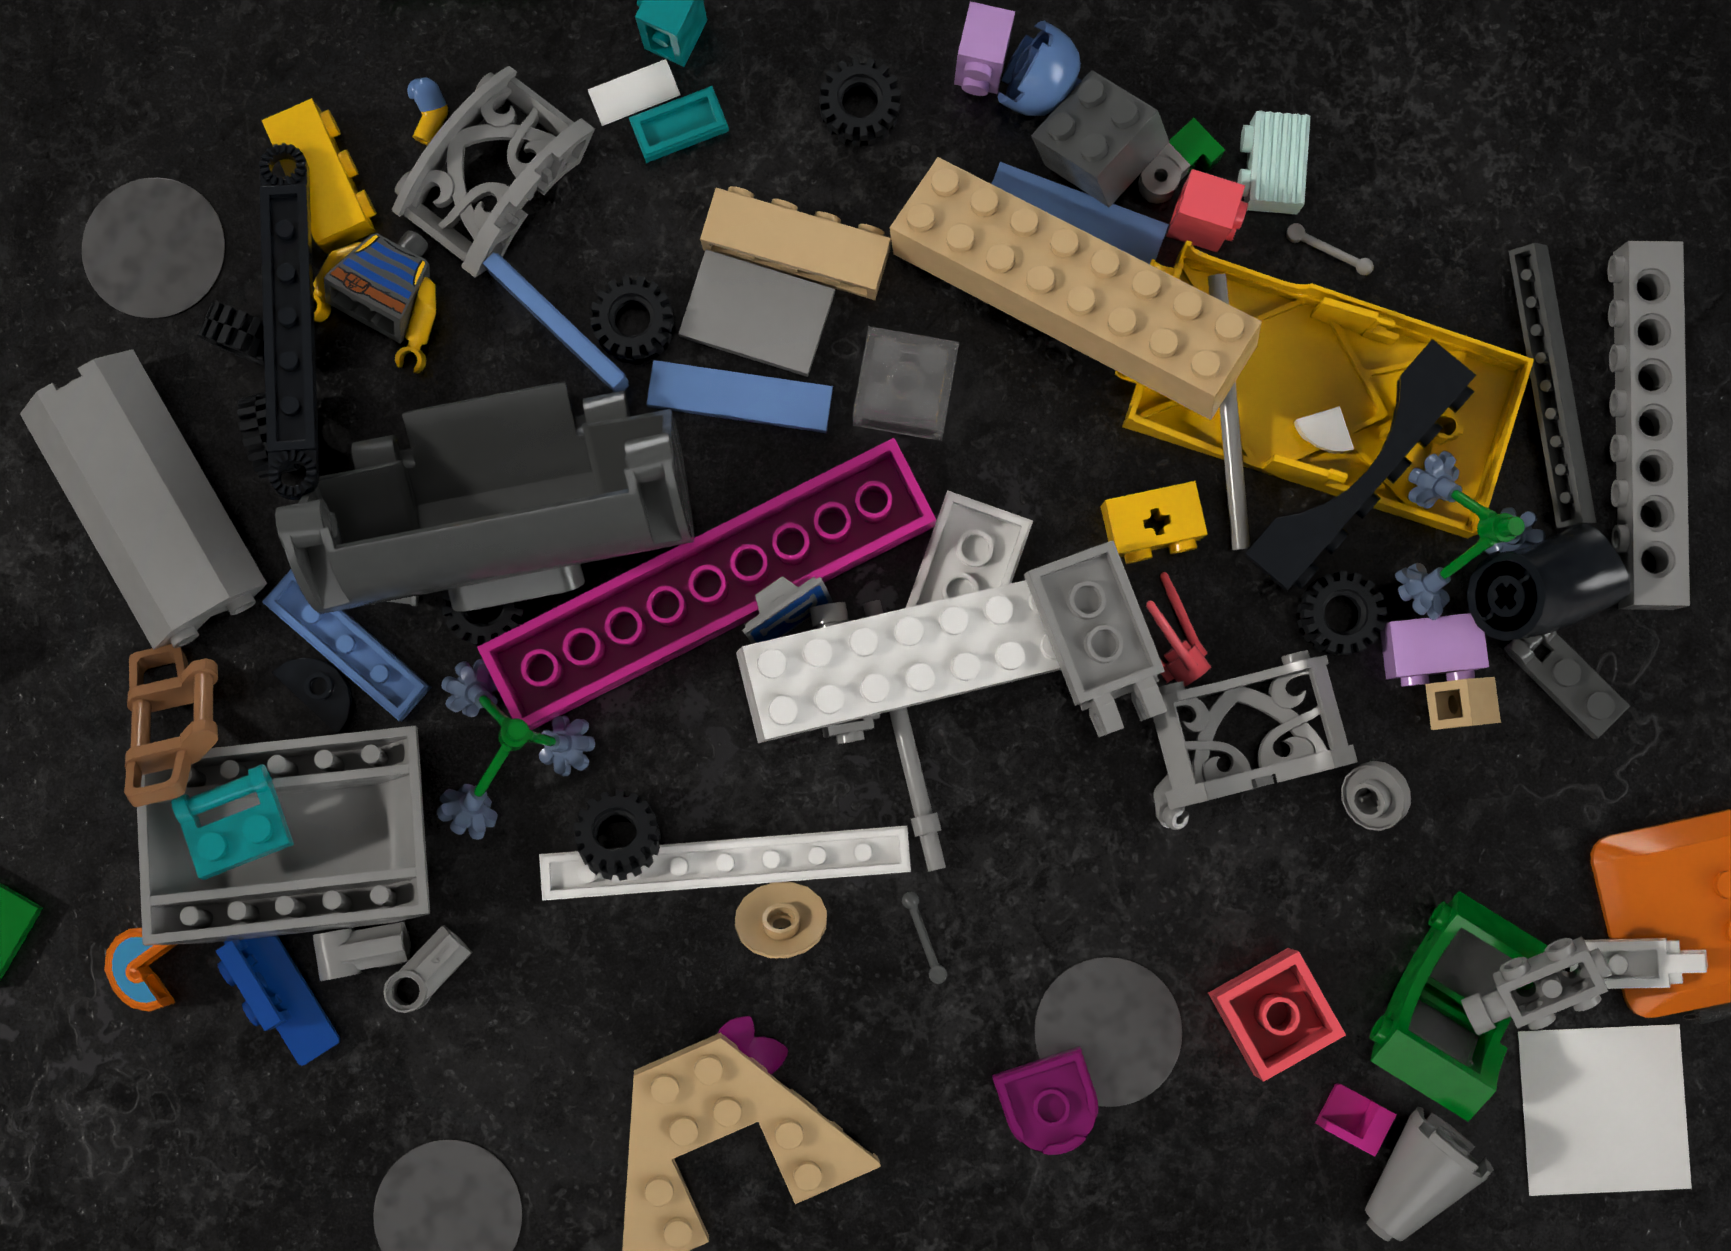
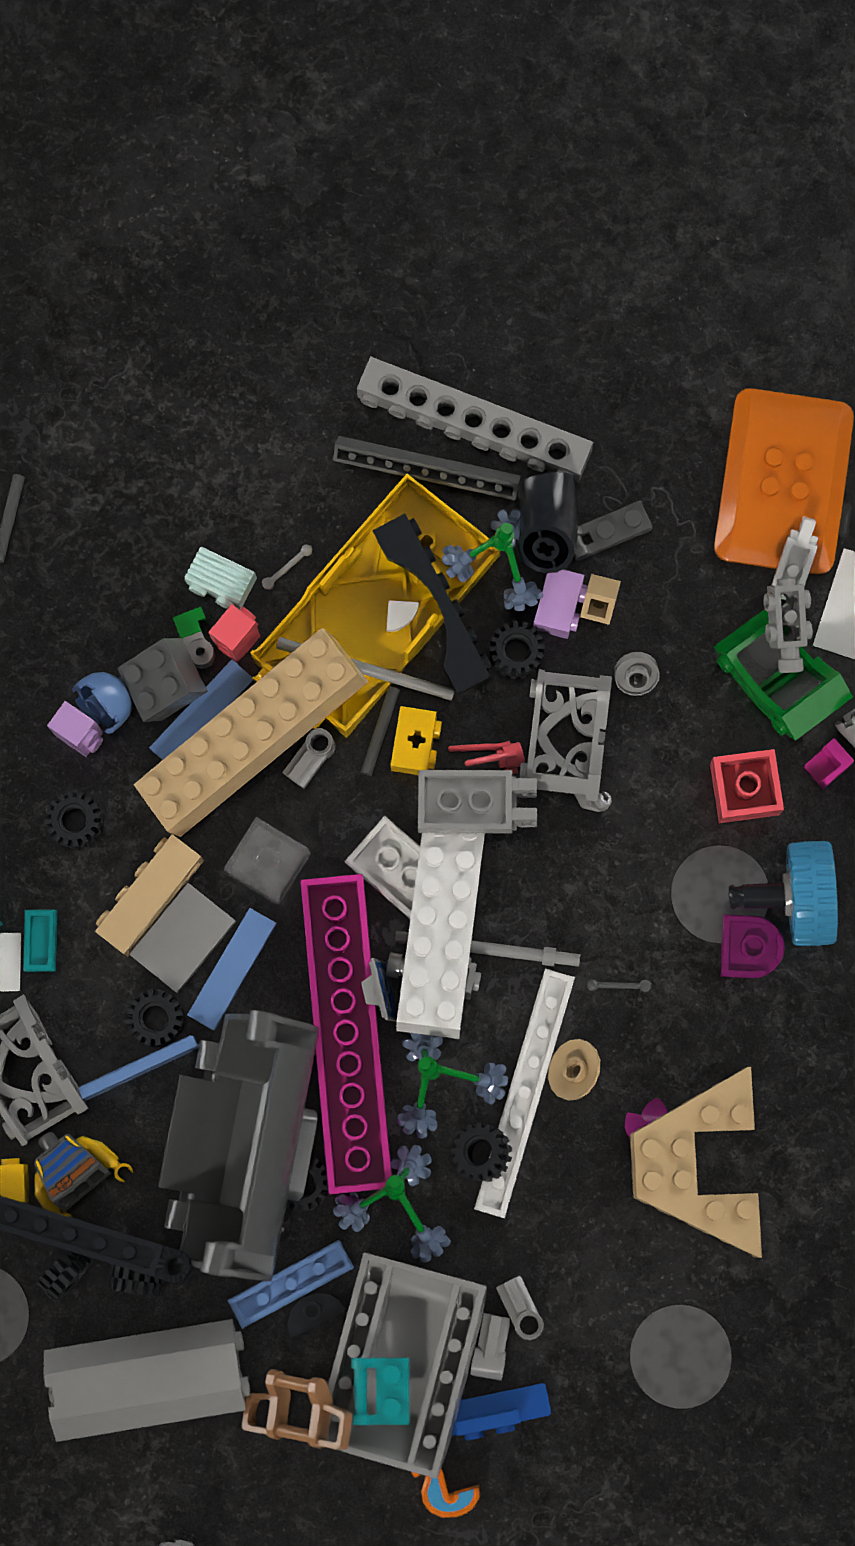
camera: 65 degrees left, 5 degrees down
(632, 731) = (425, 1049): none -> sand blue plant
(1068, 383) = (307, 760): none -> light grey piece
(1150, 468) = (380, 731): none -> dark grey bar
(1154, 1159) = (805, 892): none -> dark azure wheel

